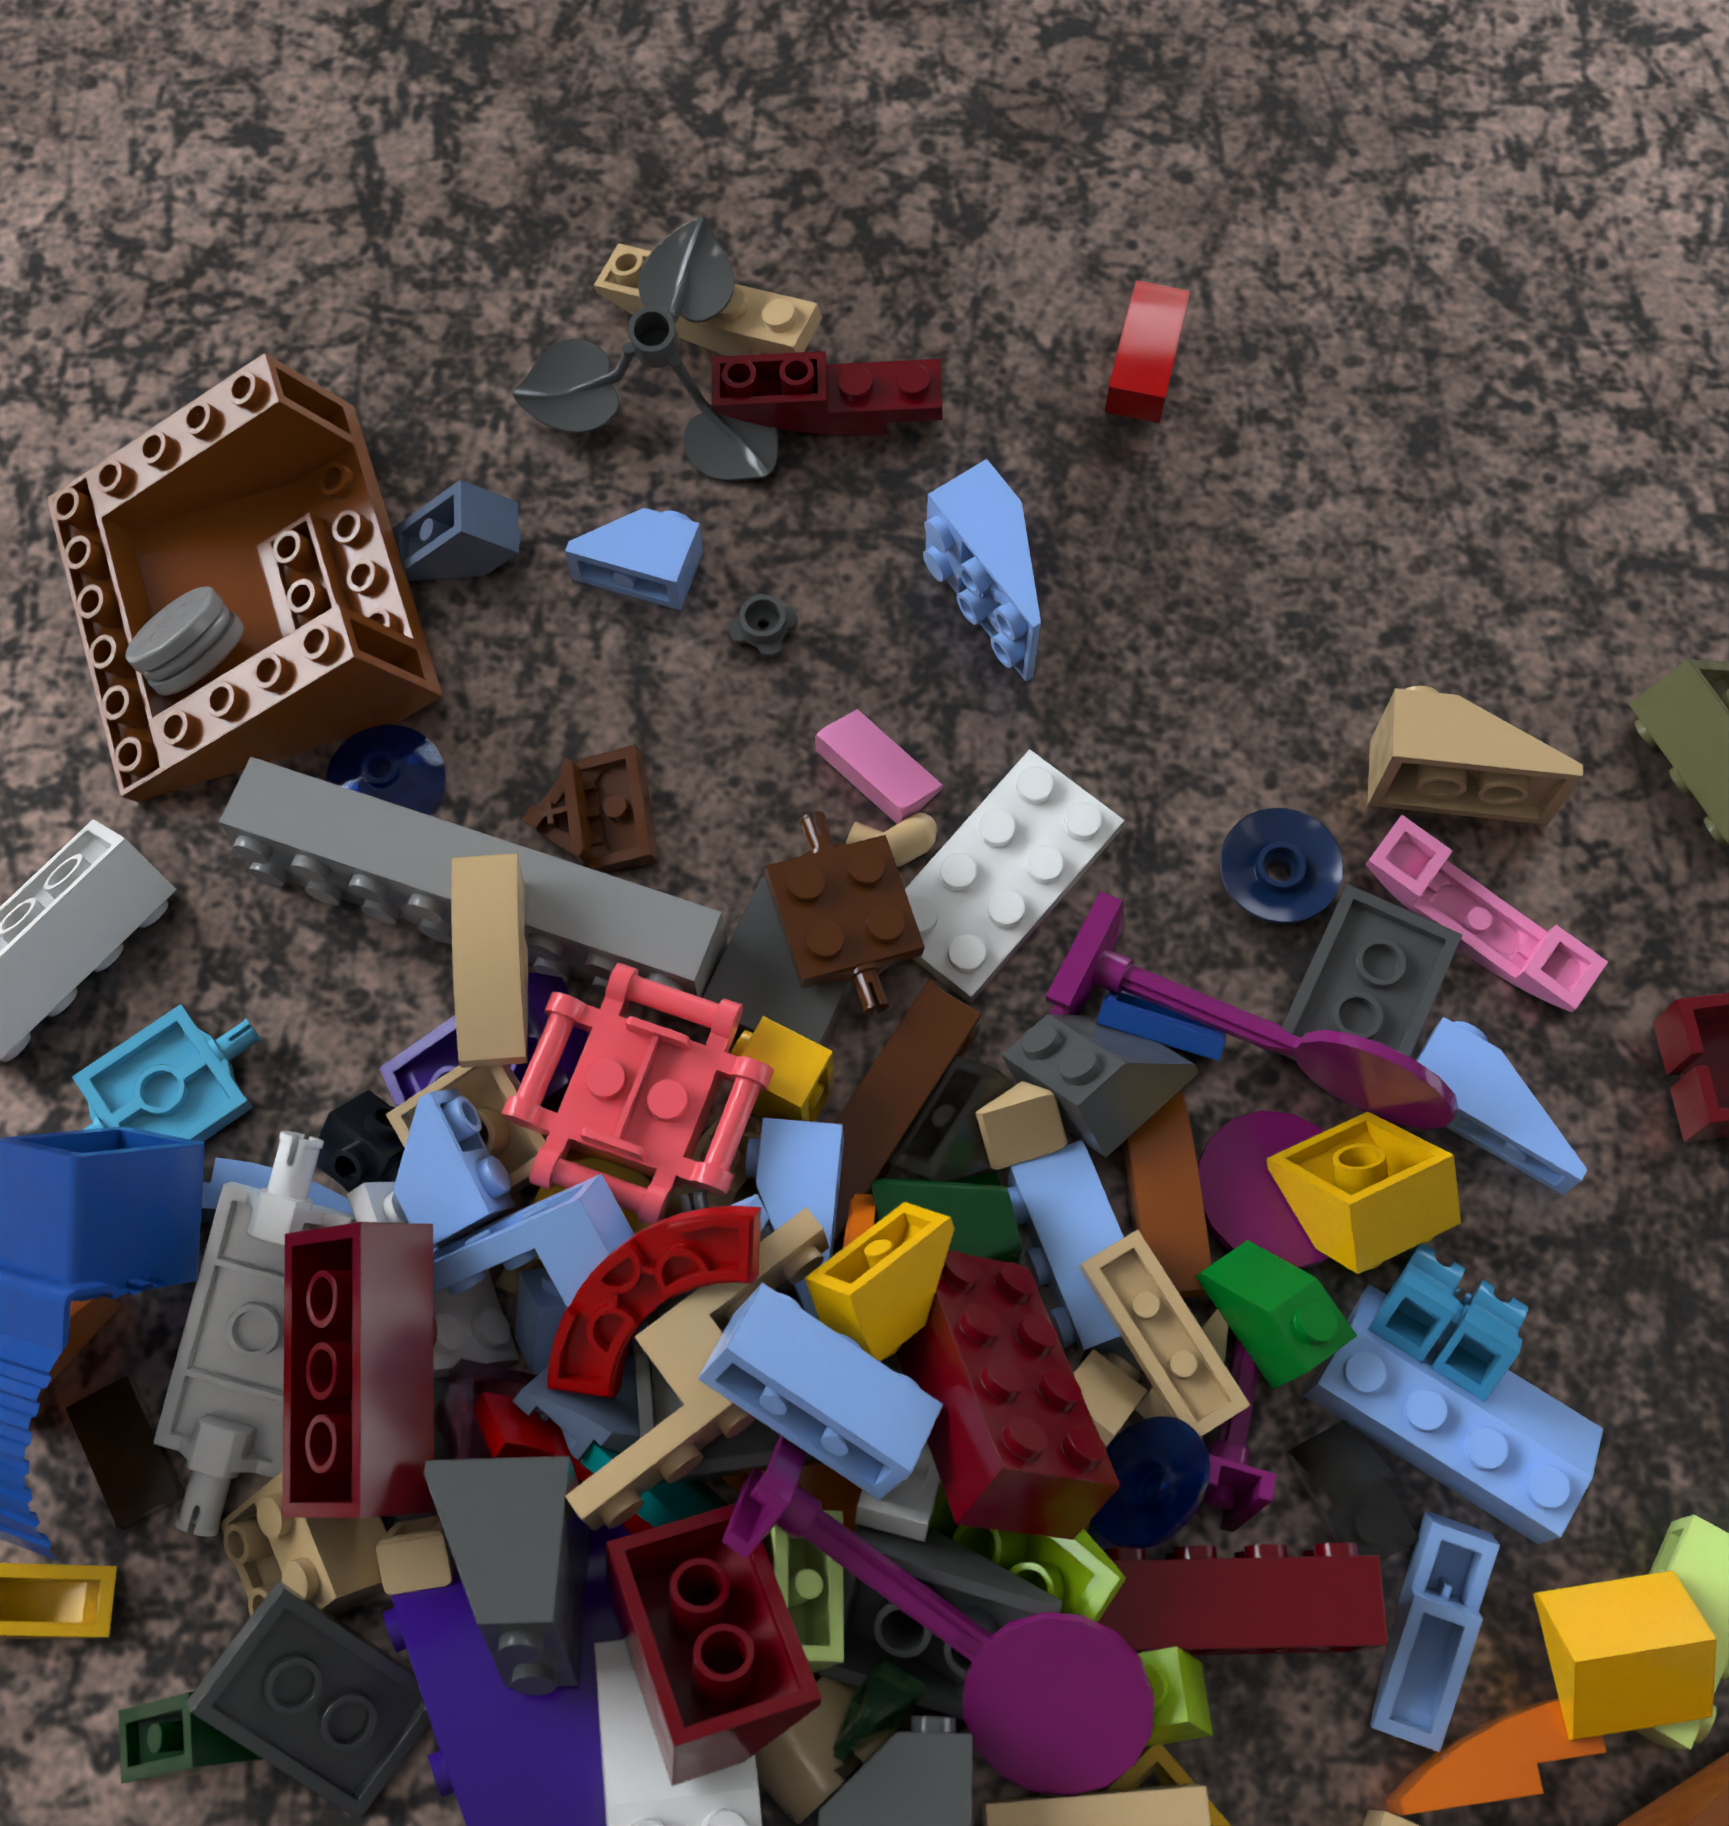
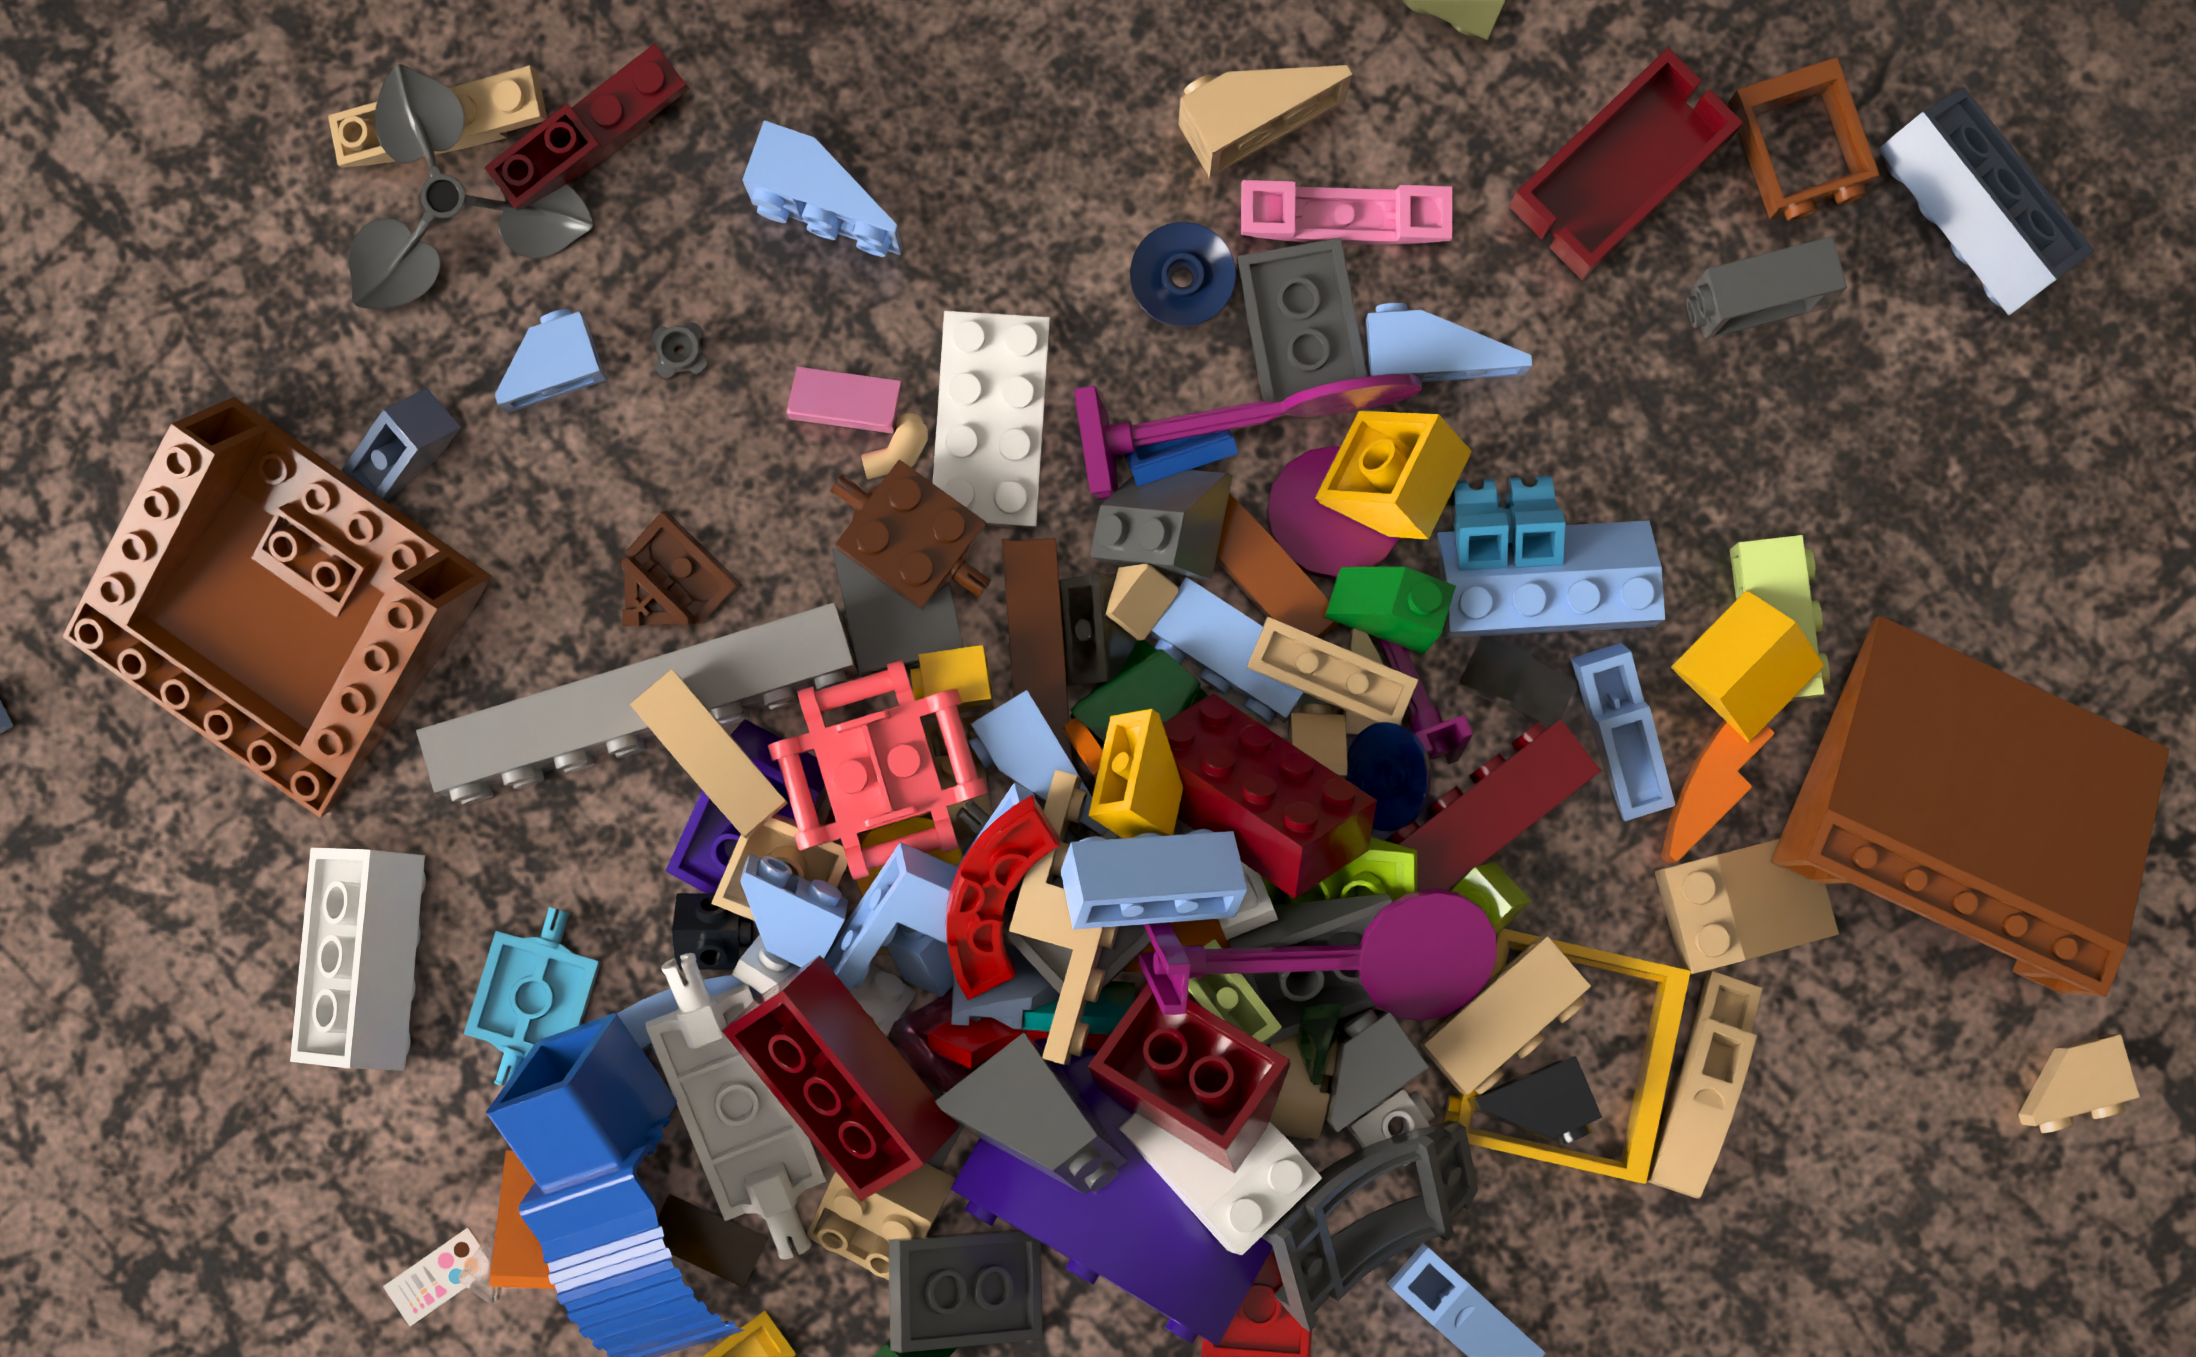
camera: 35 degrees left, 15 degrees up
(185, 641) = (277, 674): light grey head -> none
(415, 1556) = (961, 1161): tan slope -> none
(416, 765) = (523, 655): clear blue dish -> none

